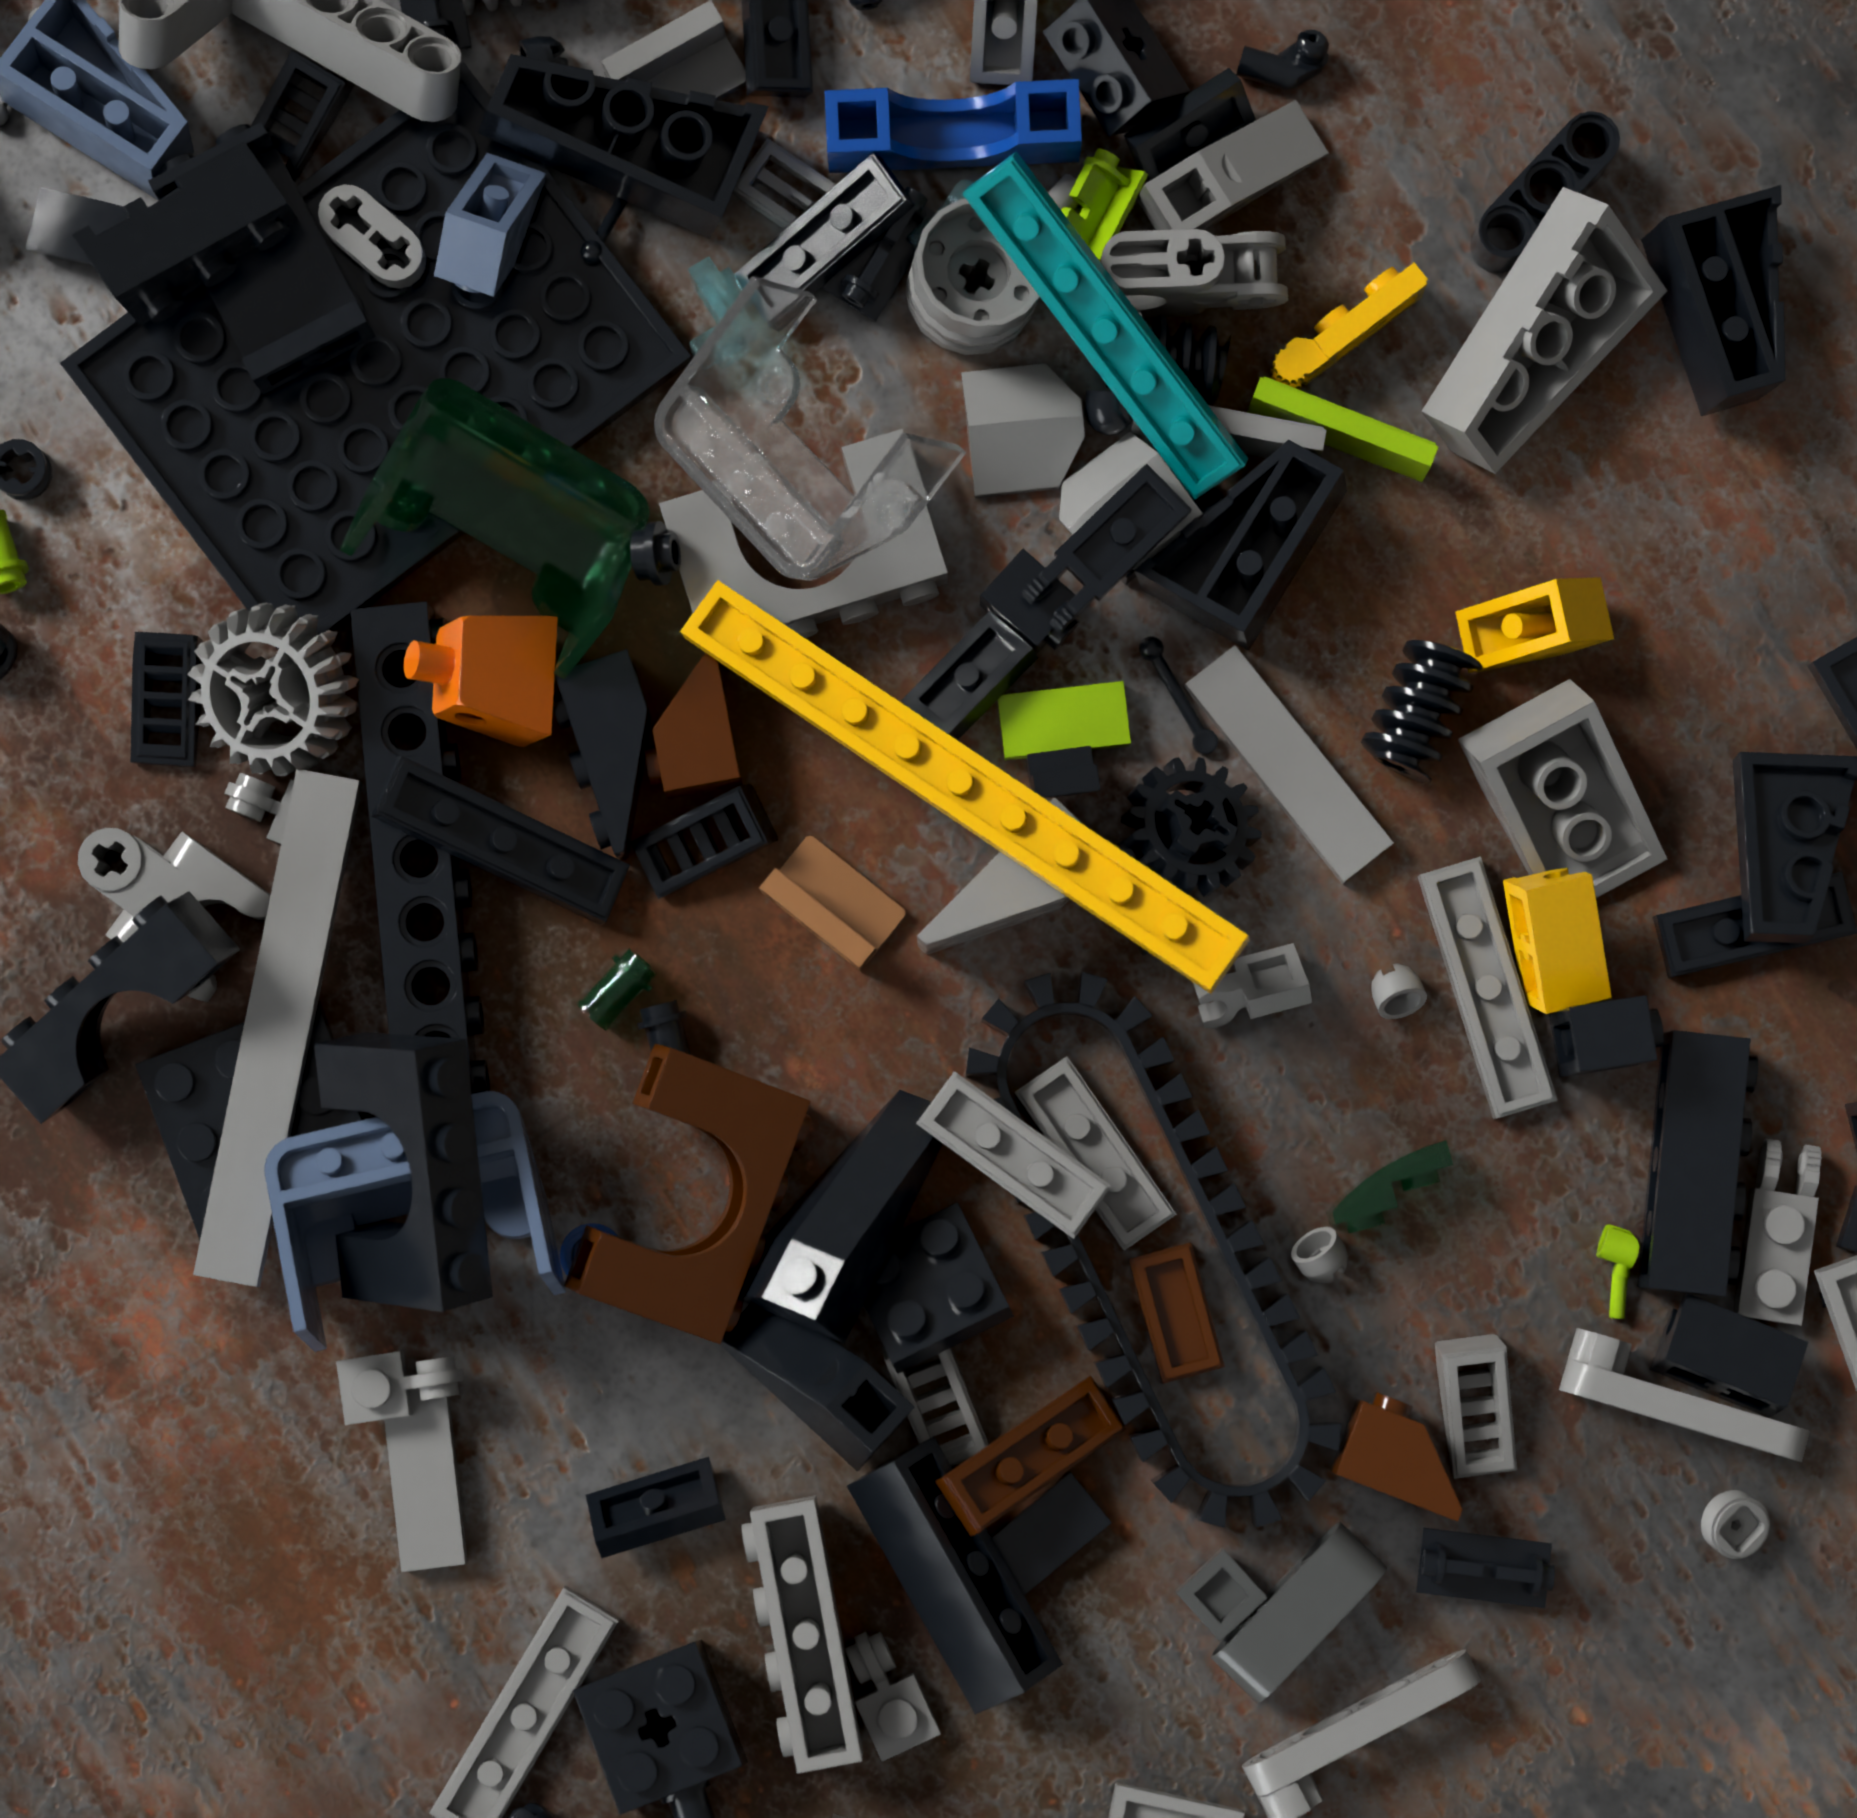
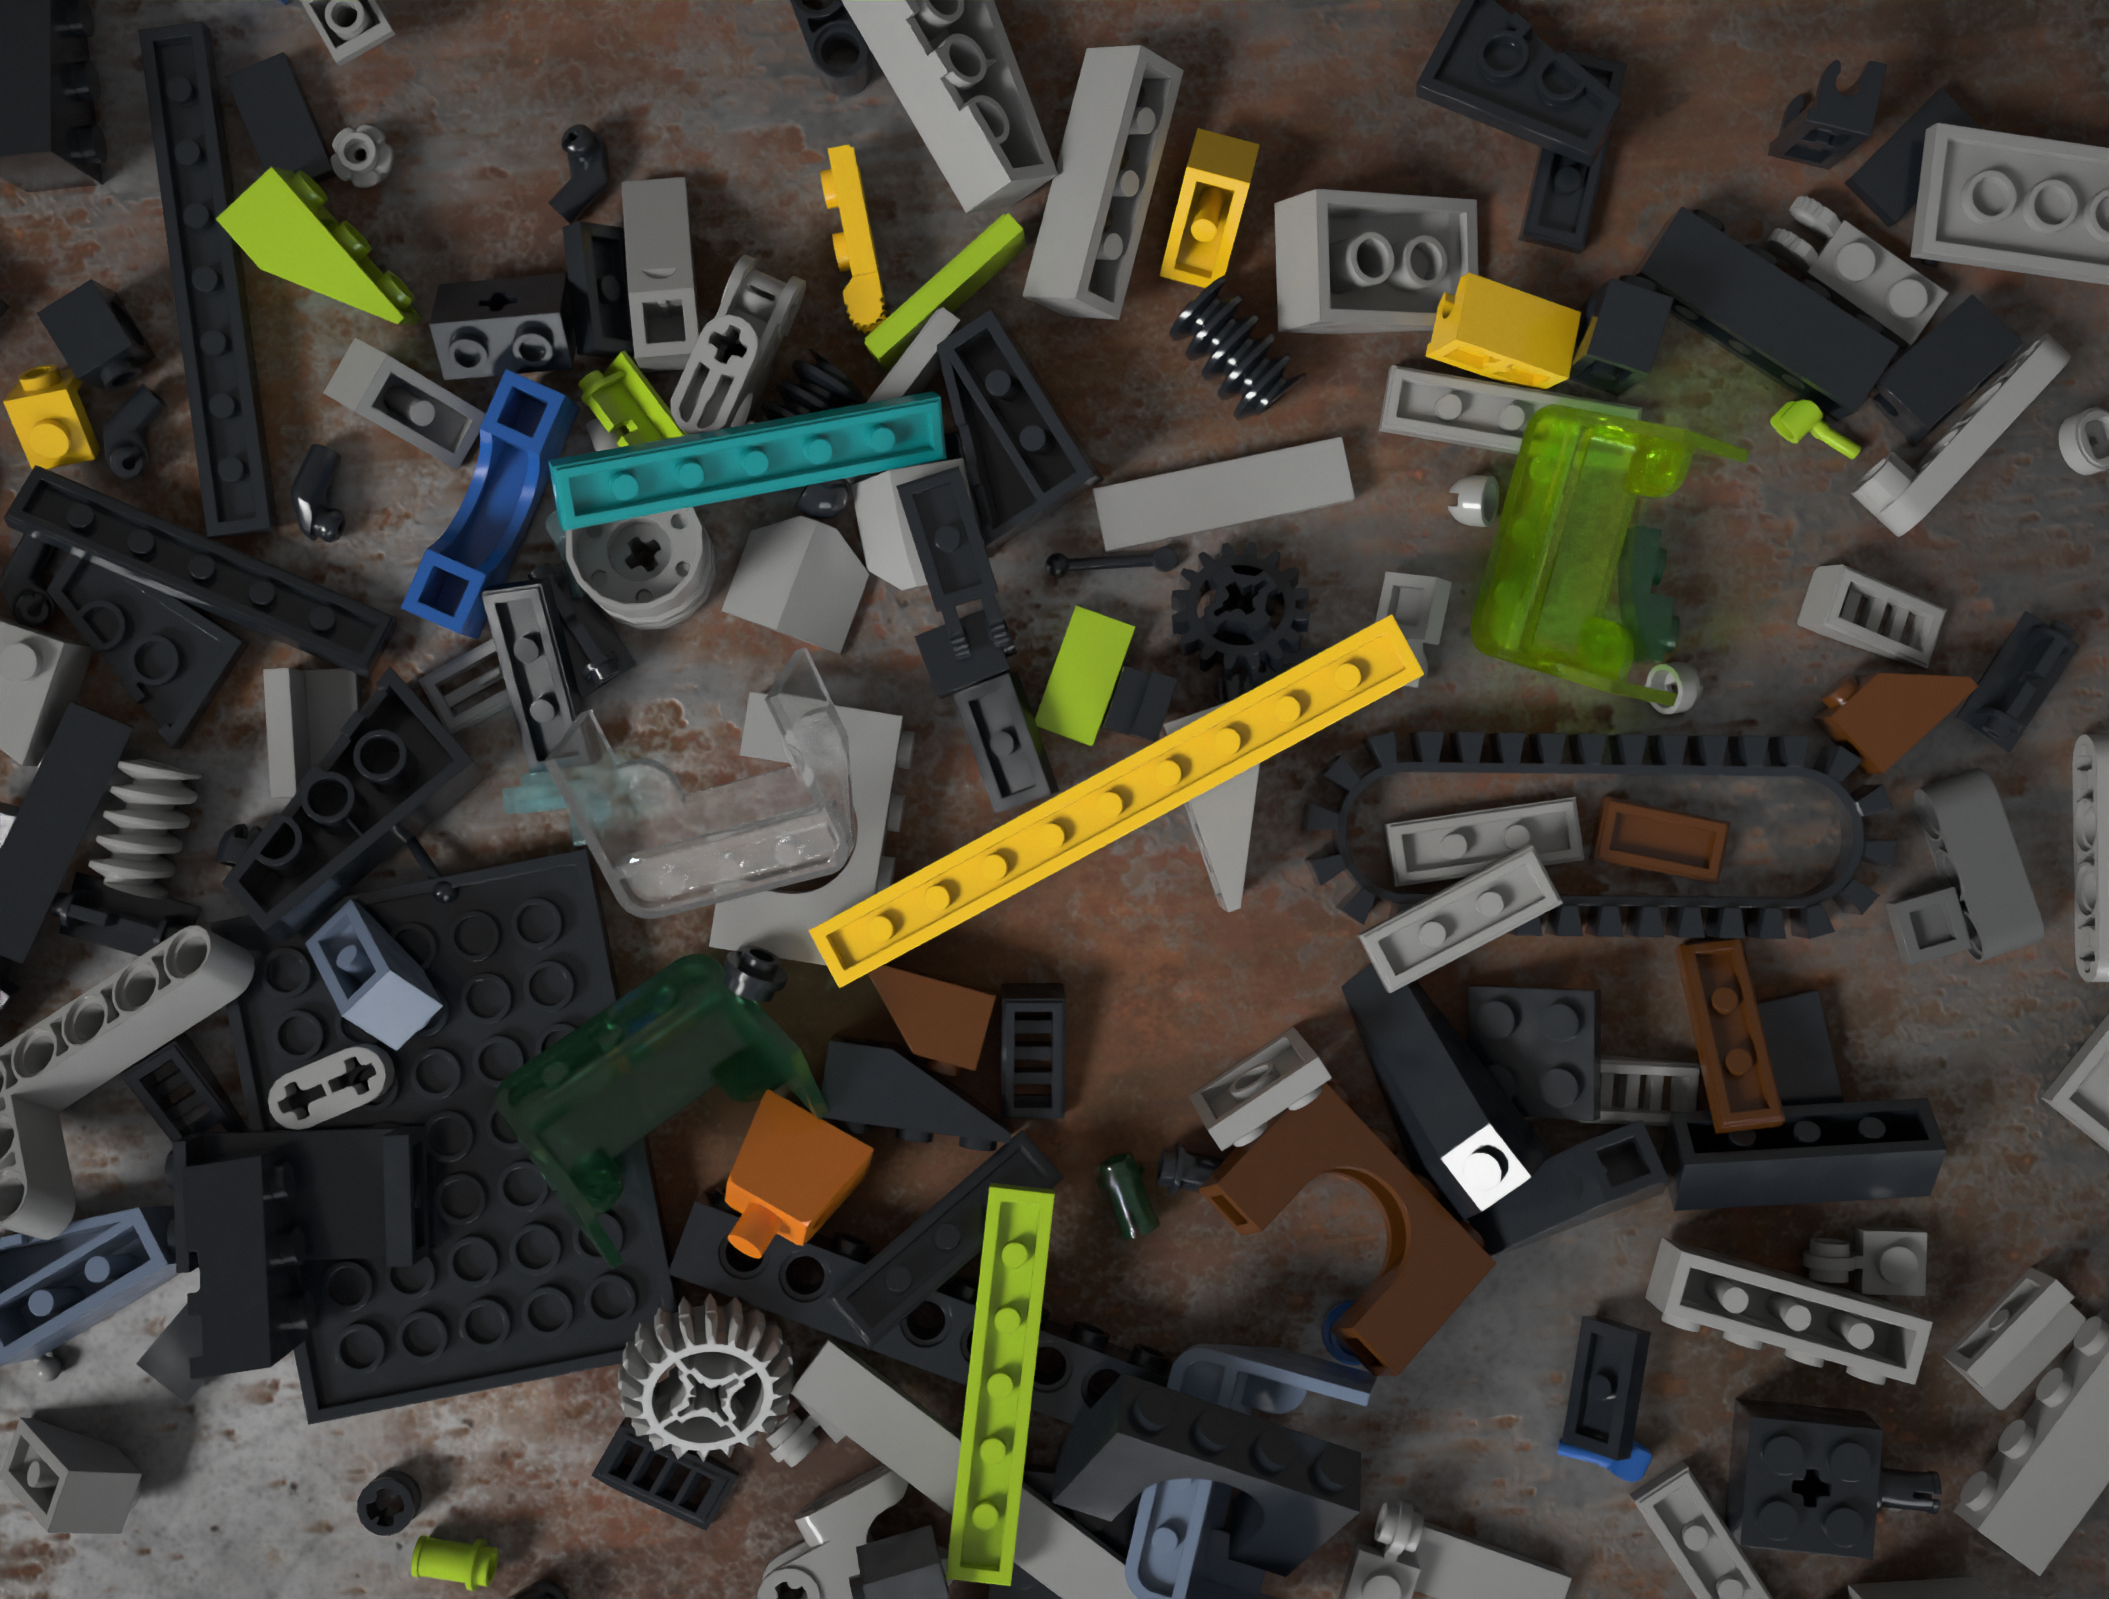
camera: 65 degrees left, 5 degrees up
(396, 947) = (1000, 1384): none -> lime plate
(591, 1565) = (1628, 1469): none -> blue hand
(794, 1065) = (1258, 1088): none -> light grey plate
(833, 902) = (1146, 964): medium nougat panel -> none
(1399, 1090) = (1565, 539): none -> clear neon green windscreen
(1508, 517) = (1103, 182): none -> light grey brick

